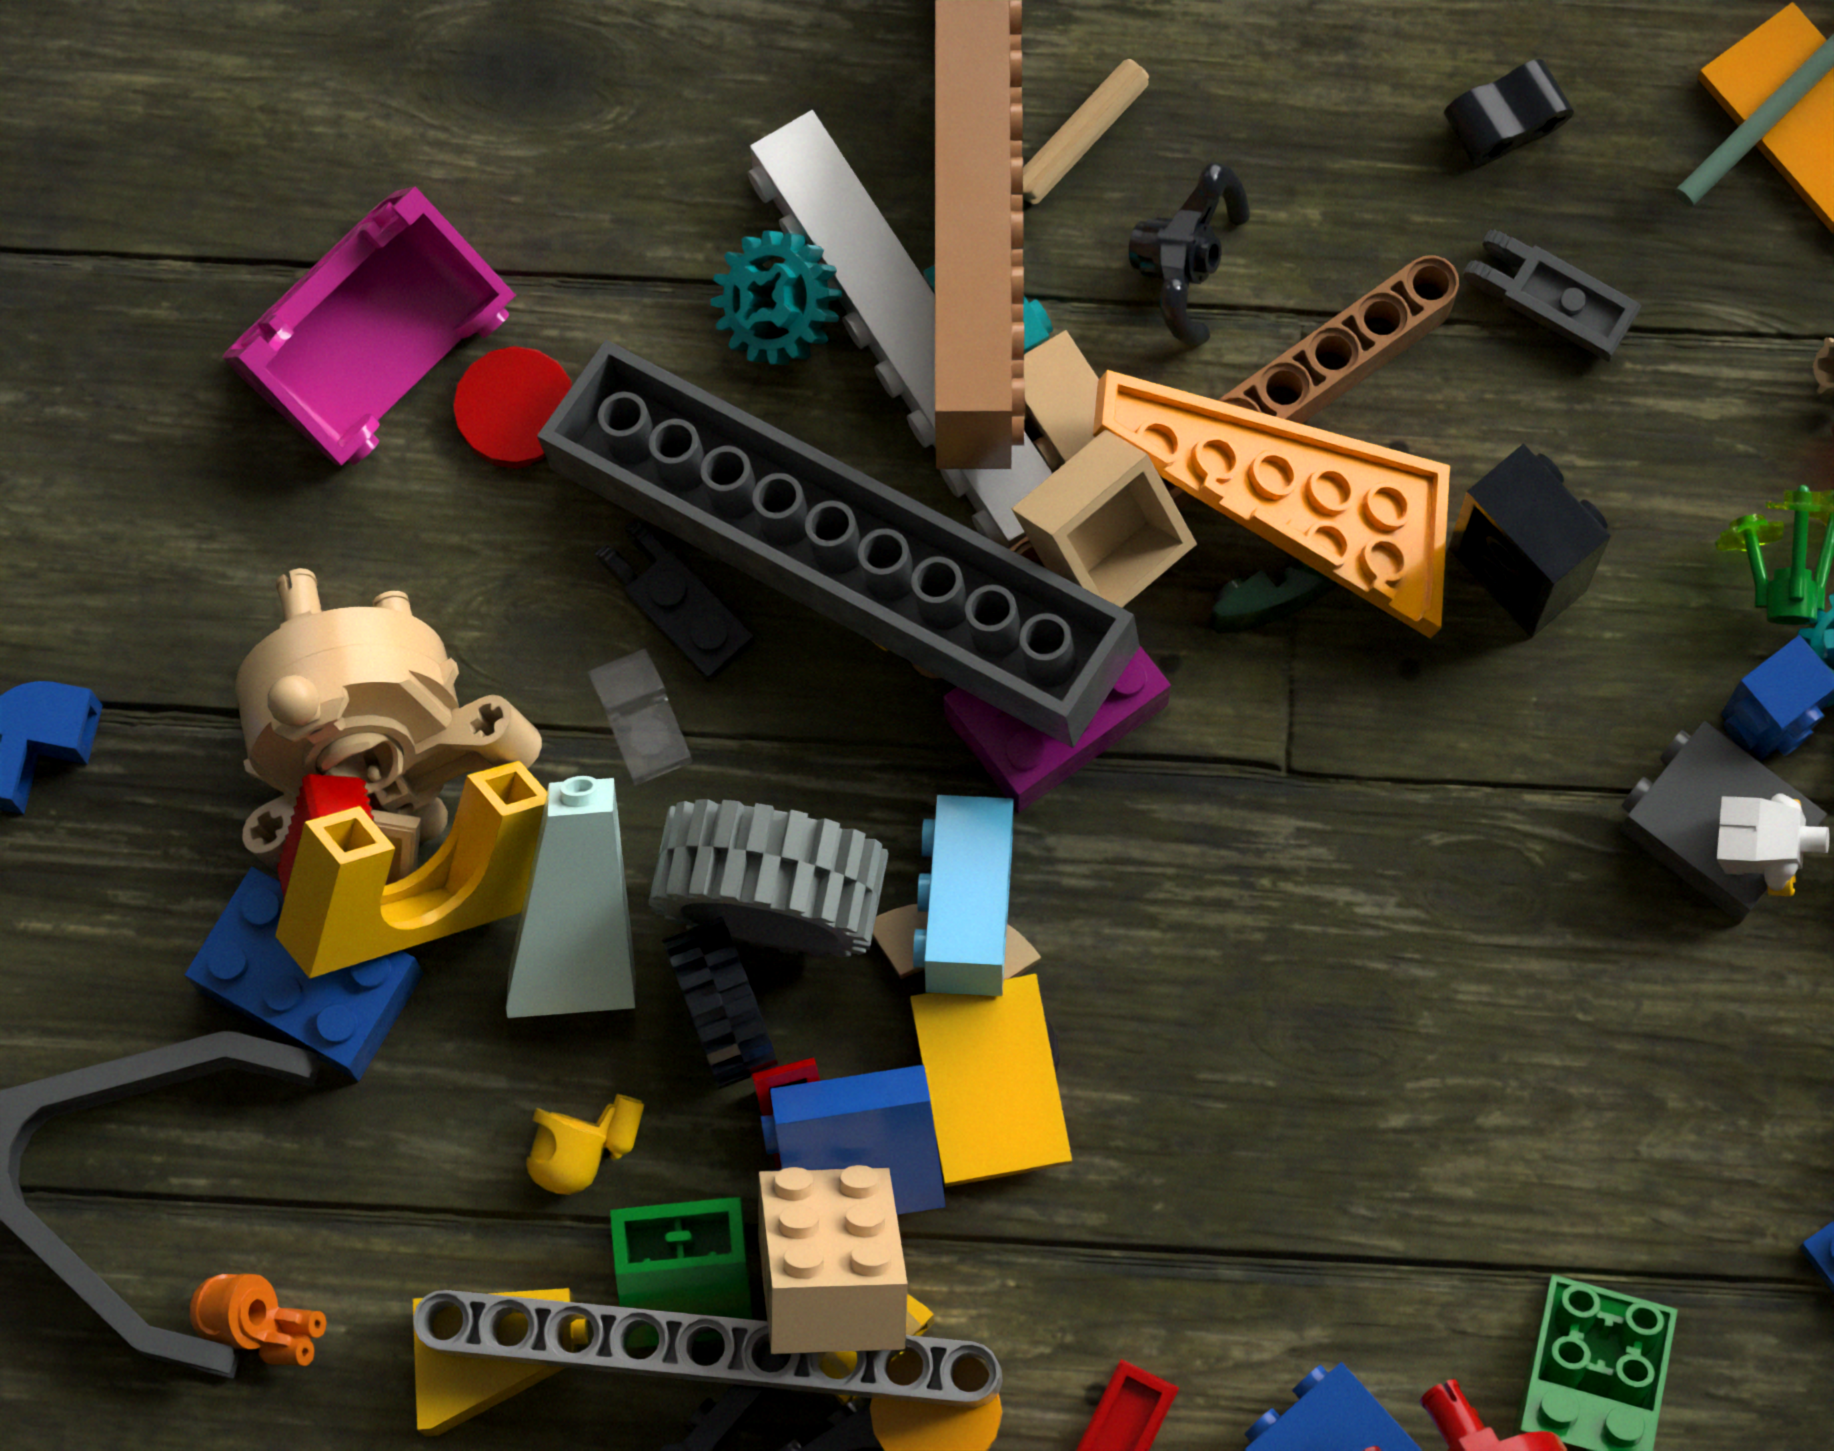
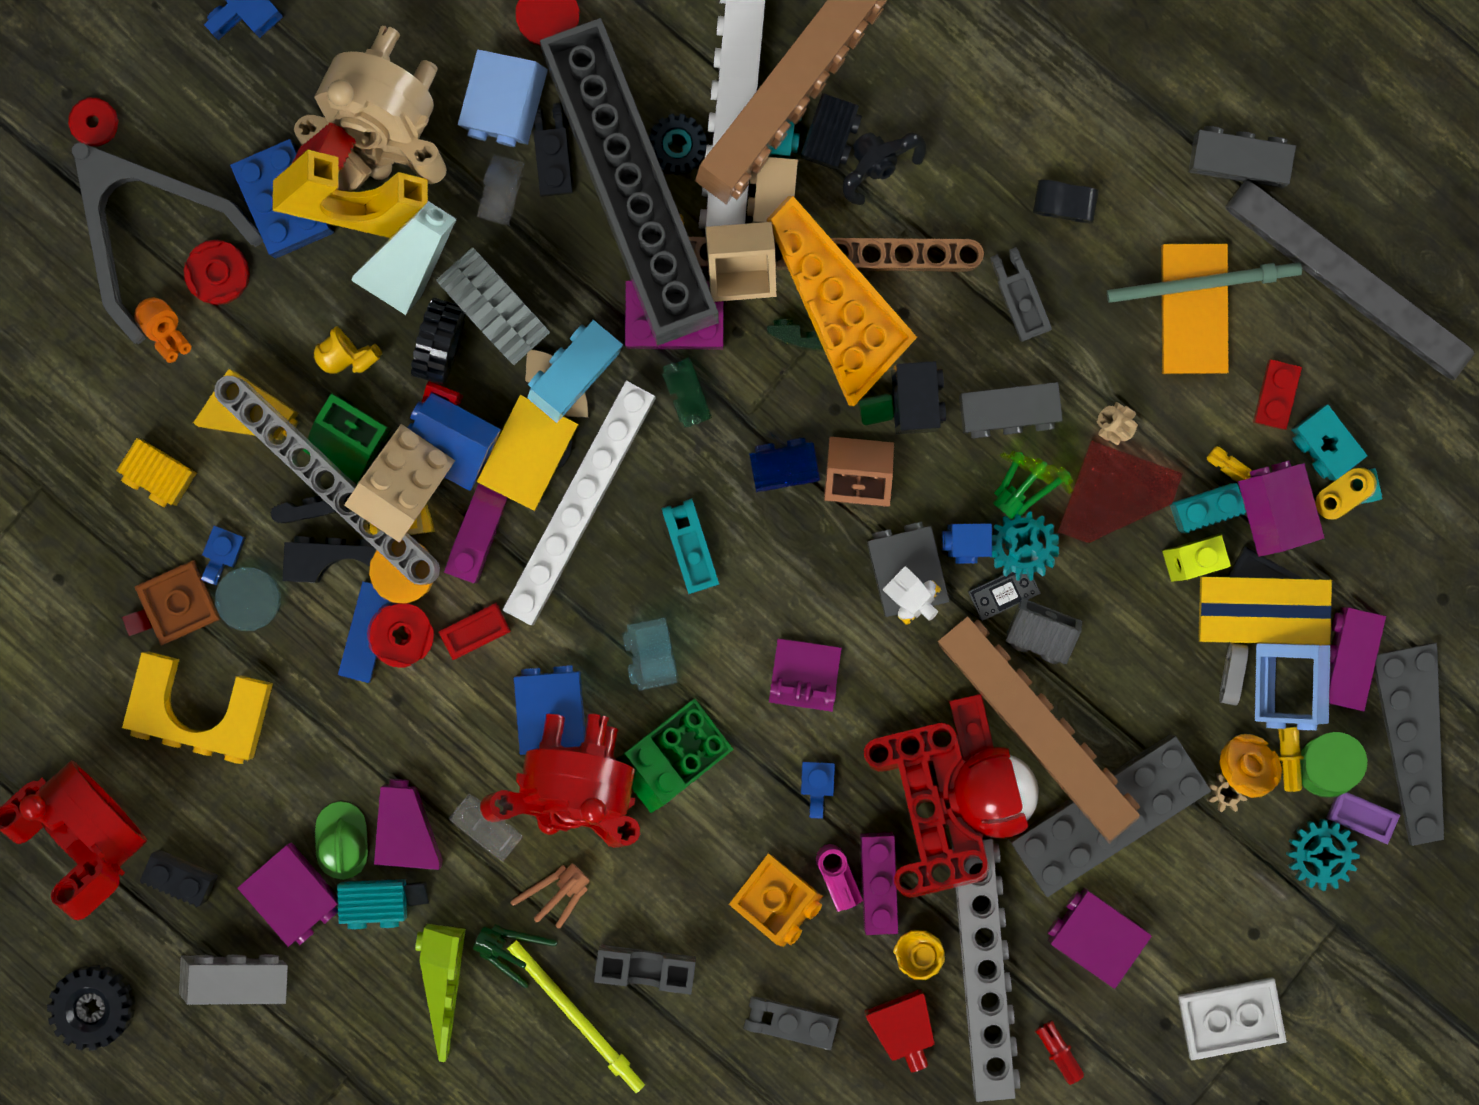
camera: 30 degrees right, 15 degrees up
(279, 1171) = (216, 272): none -> red tile
(540, 570) = (502, 98): none -> light blue brick
(776, 297) = (690, 50): teal gear -> none
(873, 418) = (692, 152): none -> black bush
(1007, 1272) = (476, 534): none -> magenta slope
(1079, 264) = (830, 132): none -> black brick
(1083, 130) = (879, 71): tan axle -> none
(1134, 1100) = (579, 503): none -> white brick
(1167, 803) = (691, 403): none -> clear green hinge
(1359, 1038) = (690, 547): none -> teal plate
(1405, 803) = (784, 466): none -> clear blue brick
(1433, 1248) = (652, 654): none -> clear light blue brick
(1474, 616) = (876, 409): none -> dark green slope
(1529, 728) = (859, 471): none -> nougat slope
(1679, 465) = (1010, 409): none -> dark grey brick
(1695, 1104) = (805, 675): none -> magenta hinge

